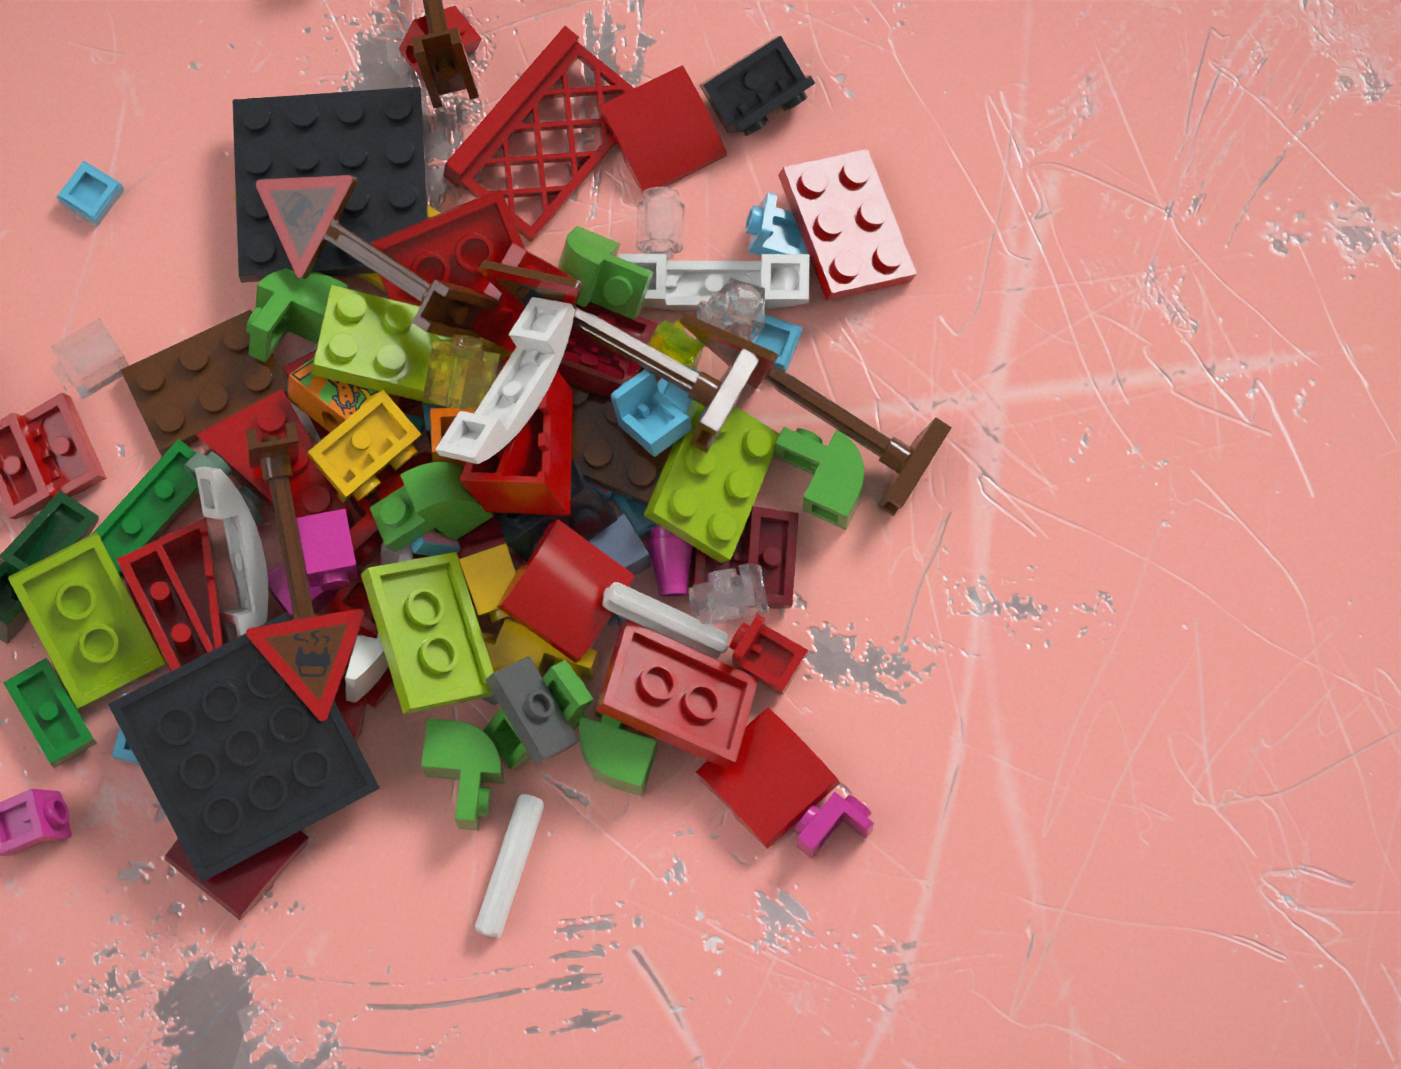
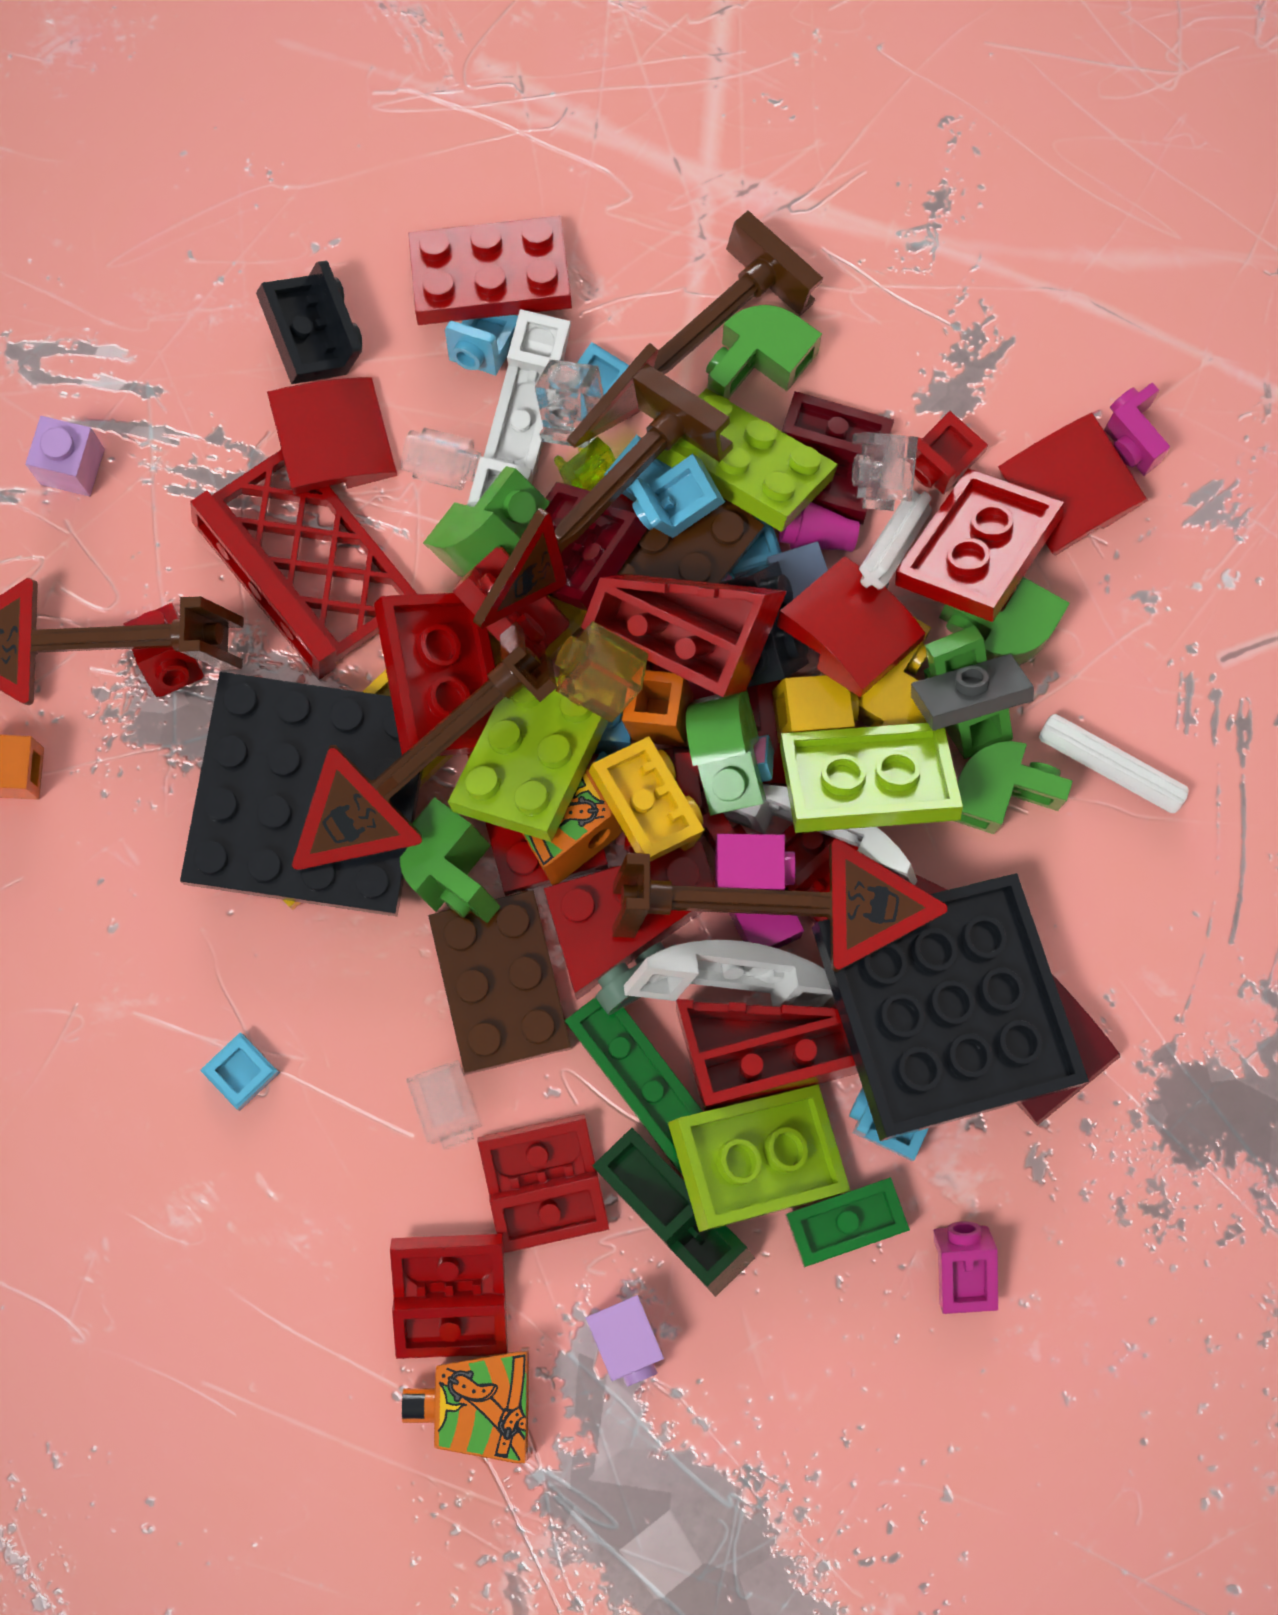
camera: 80 degrees left, 5 degrees up
(519, 388) = (634, 612): white slope -> none

